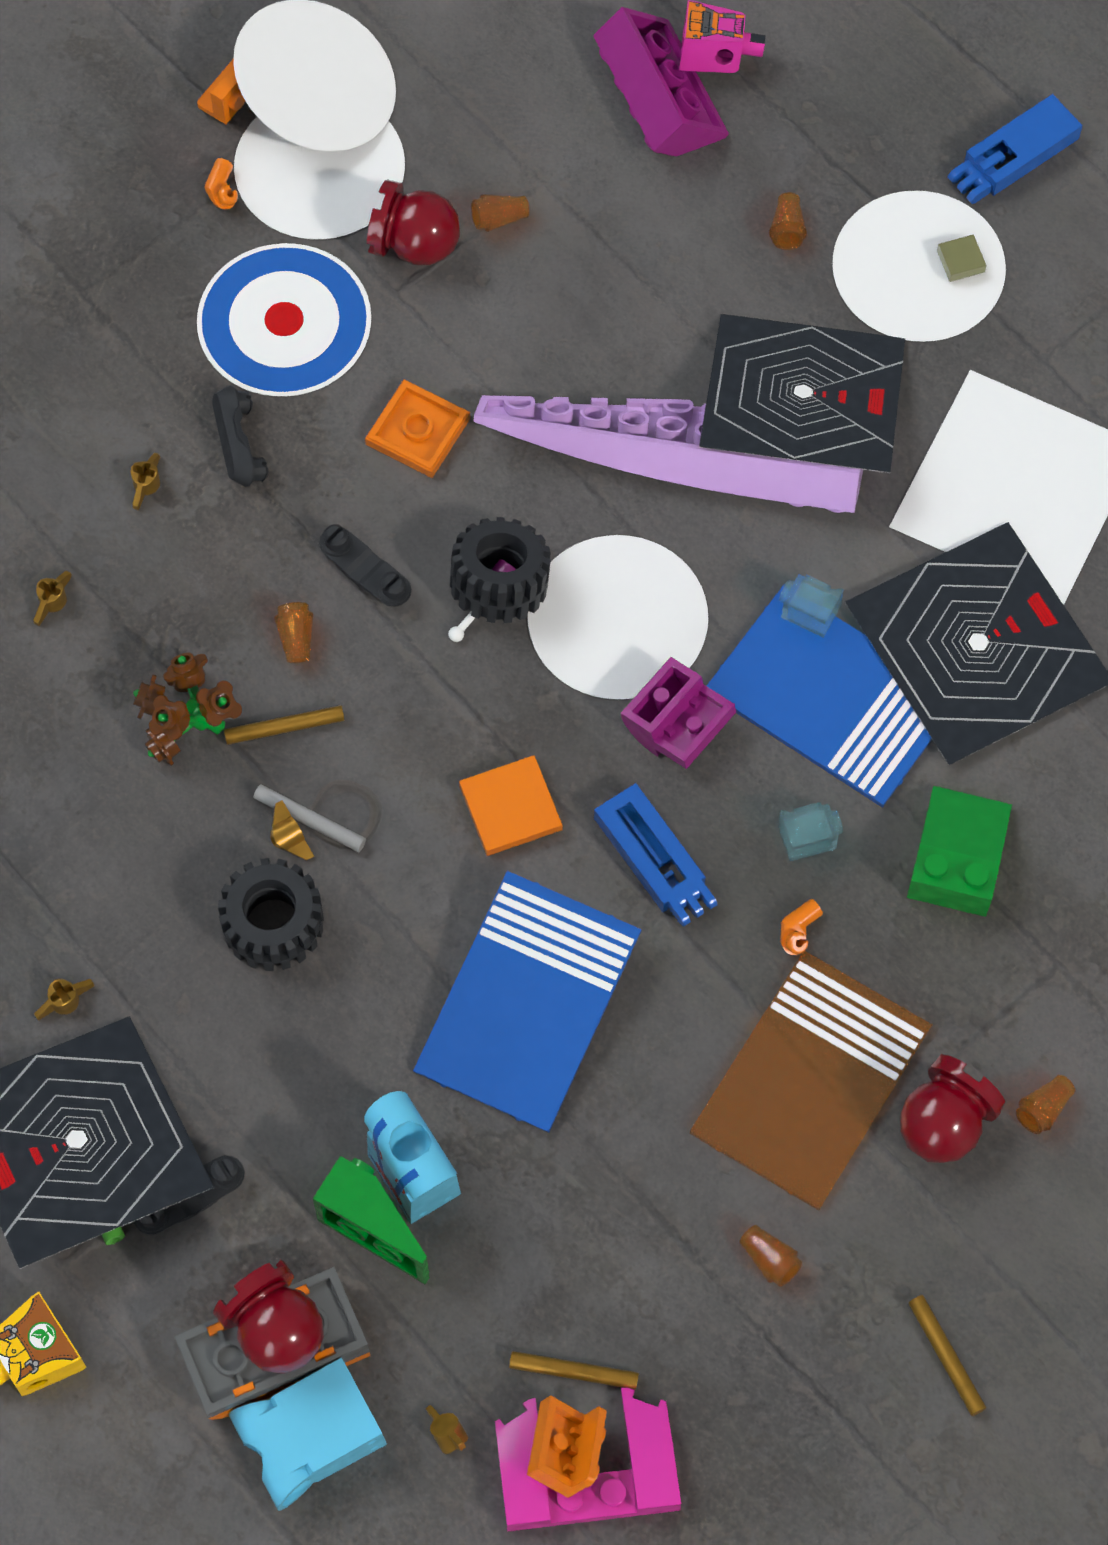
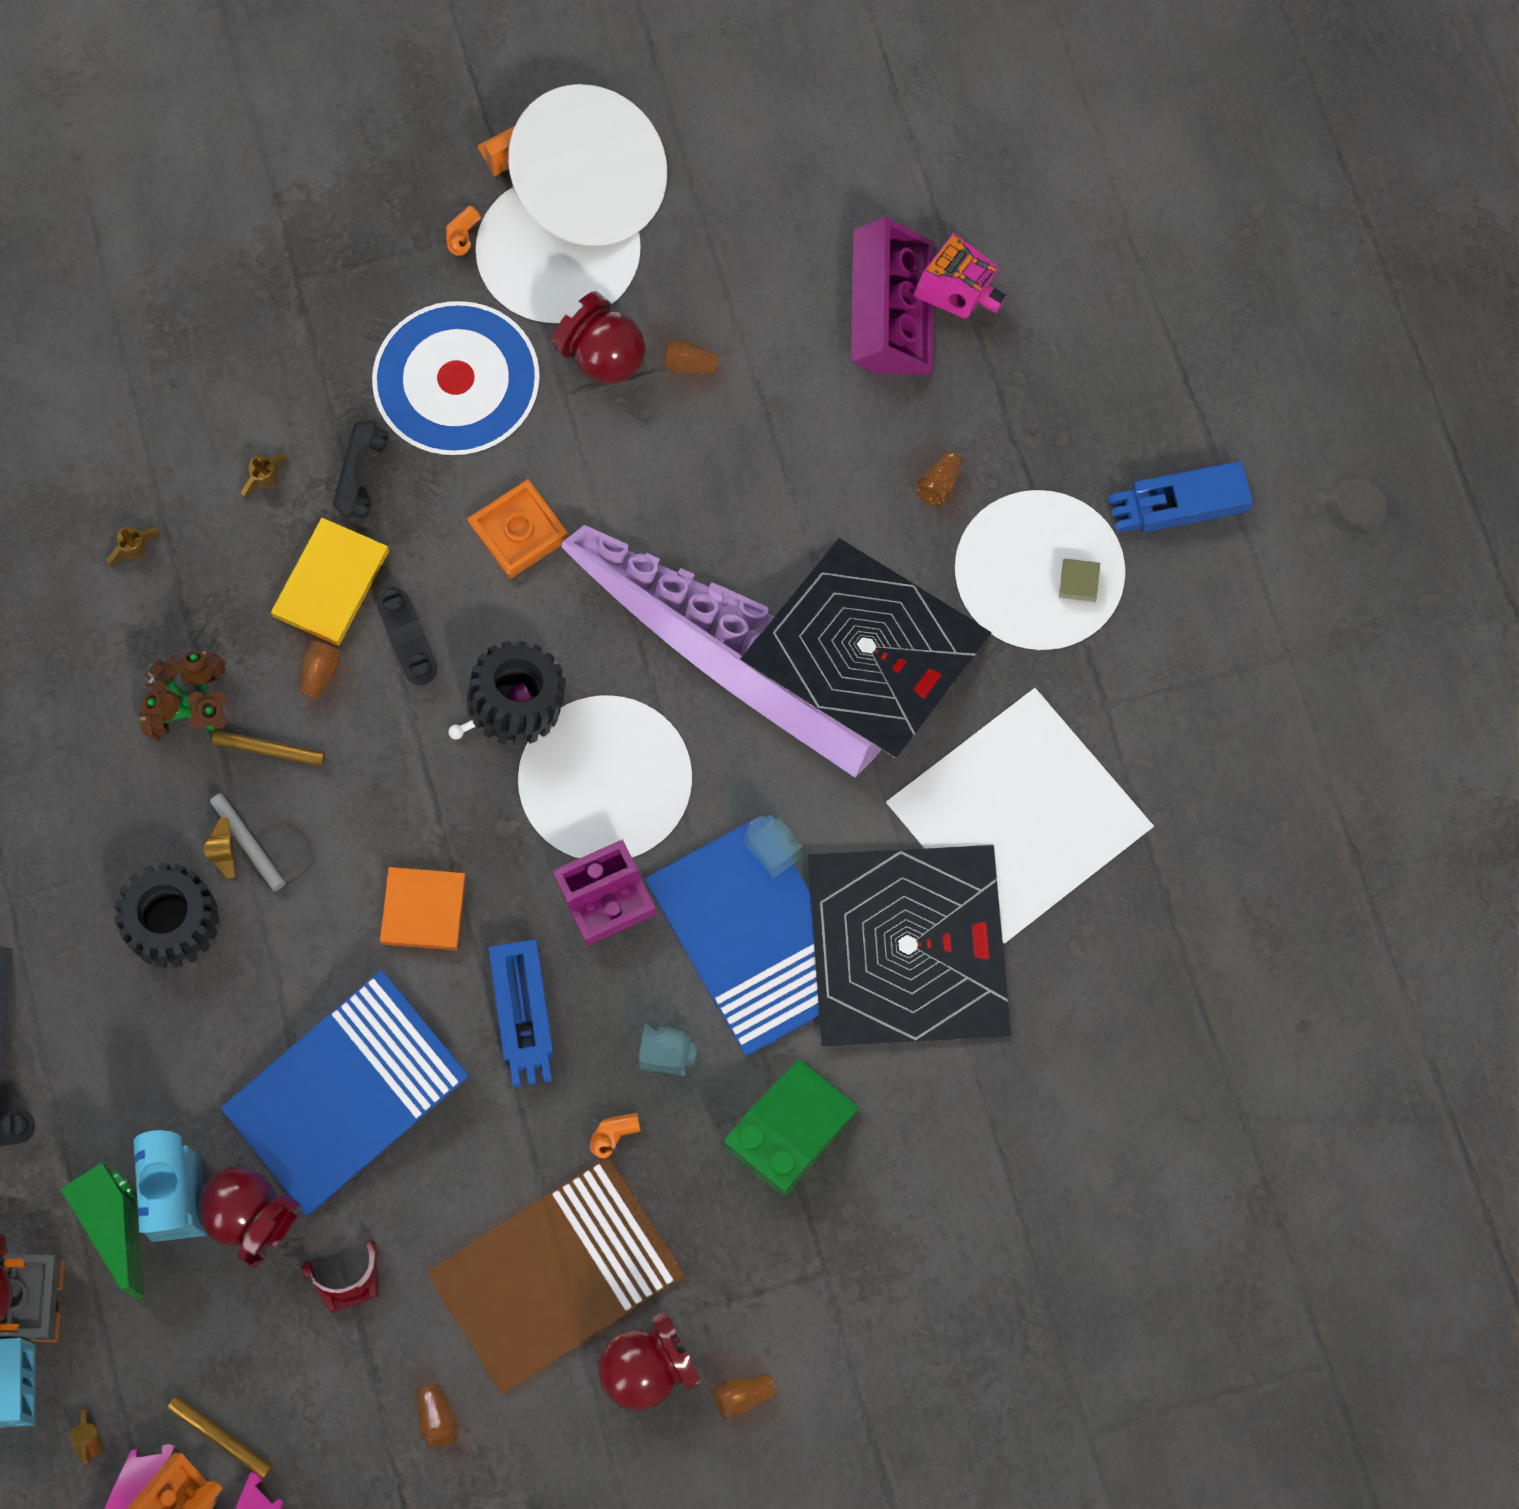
camera: 25 degrees right, 5 degrees up
(262, 549) = (330, 581): none -> yellow tile
(492, 1147) = (242, 1210): none -> dark red tile
(619, 1192) = (364, 1290): none -> dark red helmet

